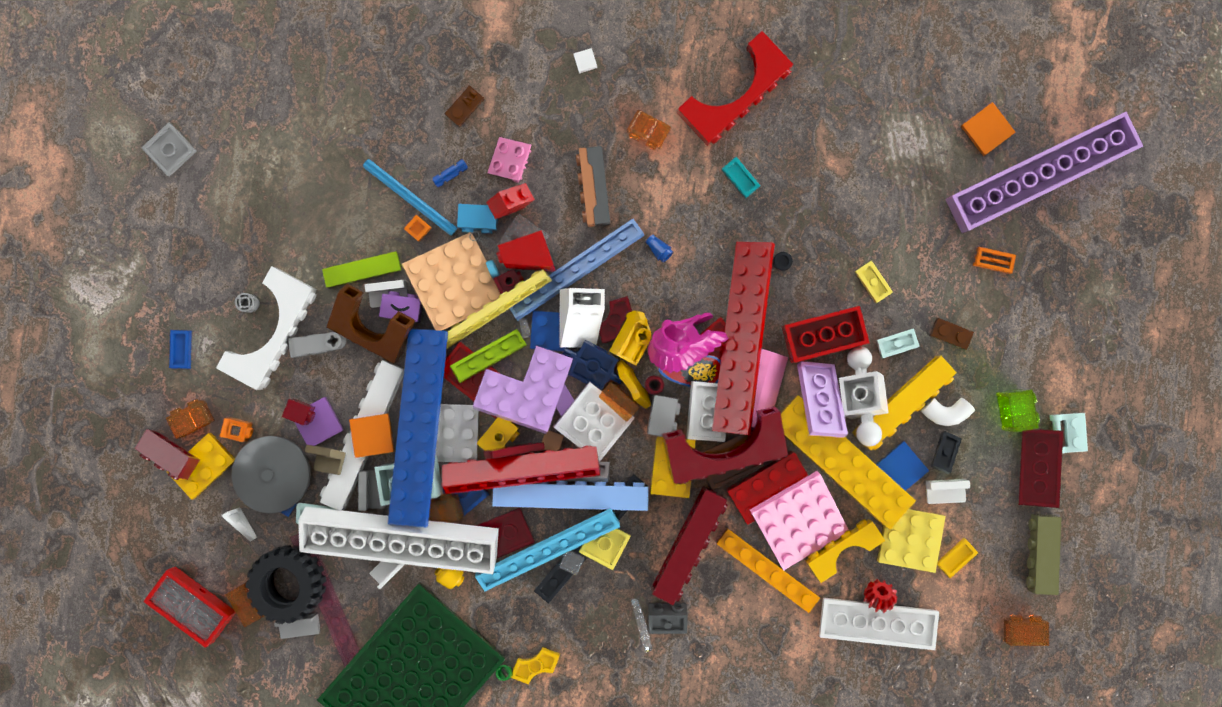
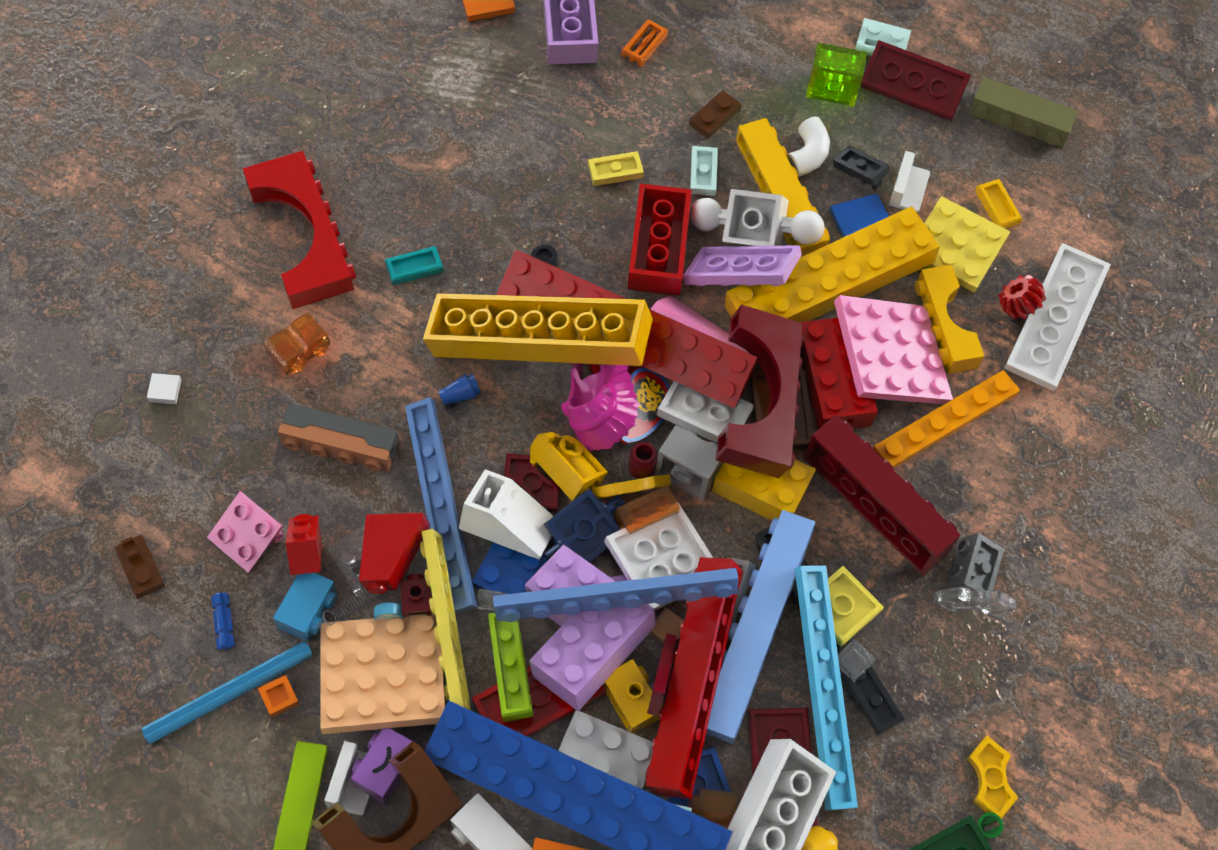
camera: 80 degrees left, 25 degrees down
(537, 398) = (616, 594): none -> medium blue plate
(712, 284) = (539, 329): none -> yellow brick
(1026, 631) = (1113, 163): clear orange brick -> none

